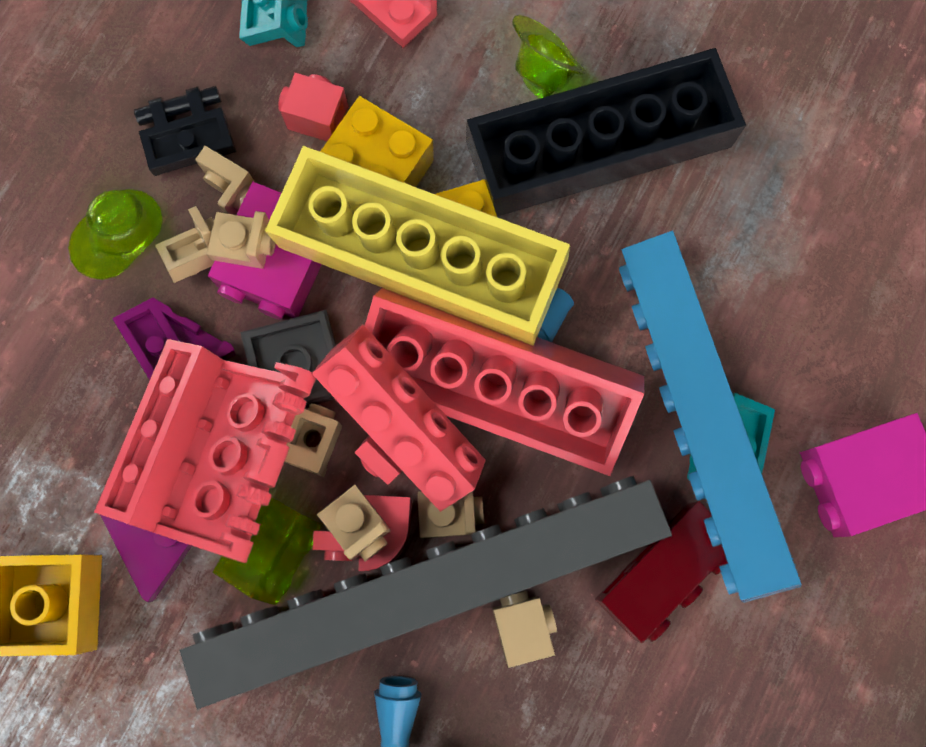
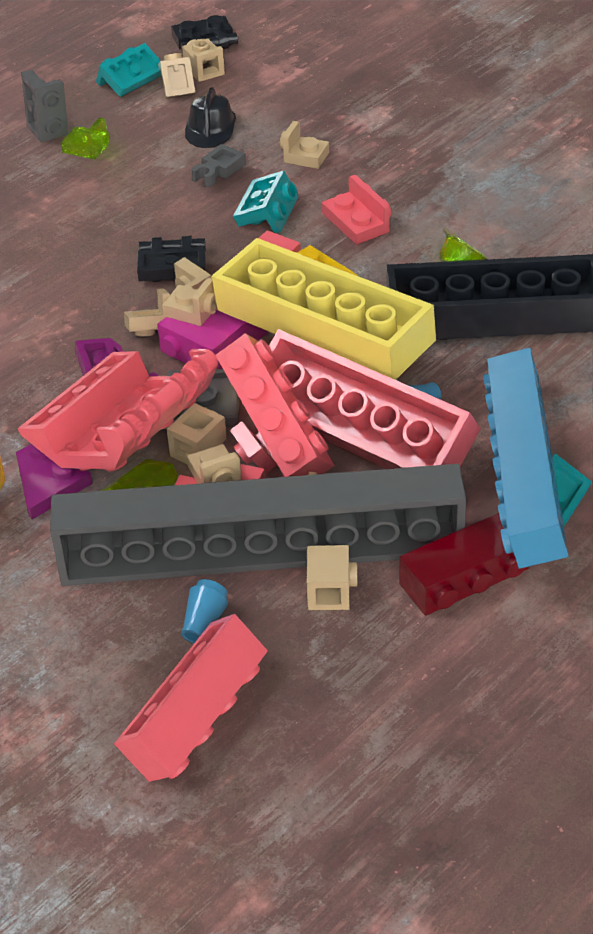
camera: 20 degrees right, 35 degrees down
(114, 232) = (97, 303): clear neon green piece -> none

